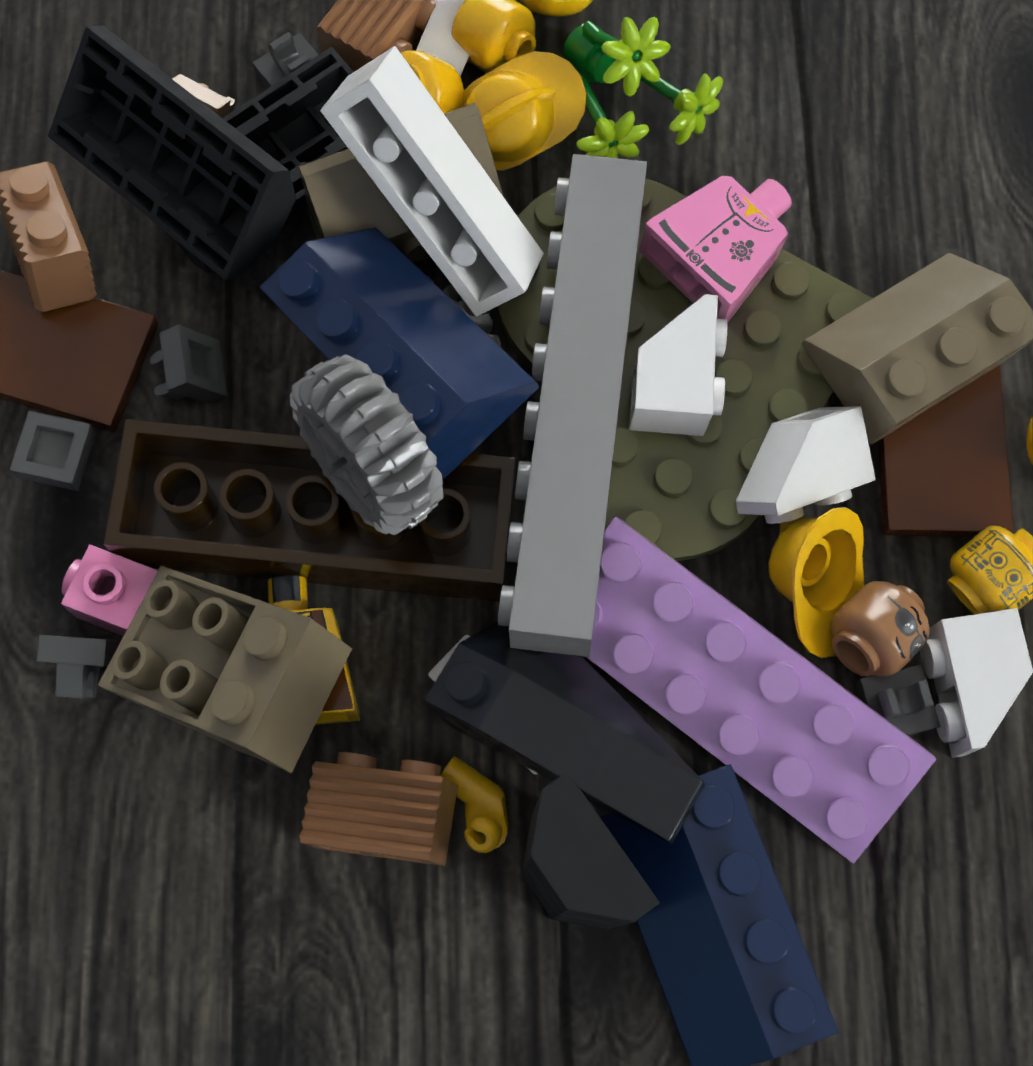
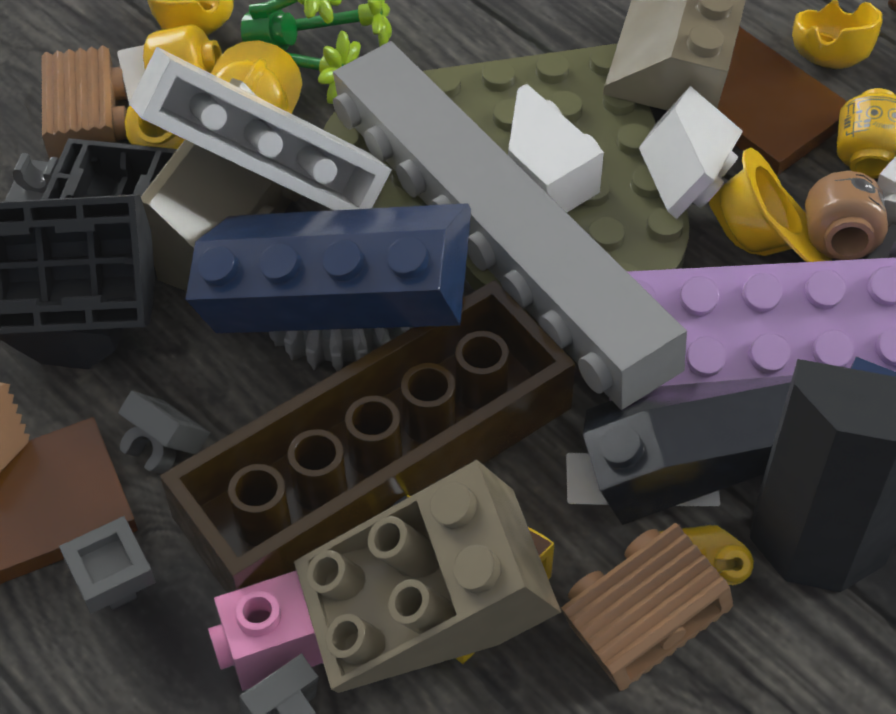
camera: 35 degrees left, 20 degrees down
(367, 444) = (395, 313): light grey gear -> none
(719, 240) = (487, 61): bright pink torso -> none

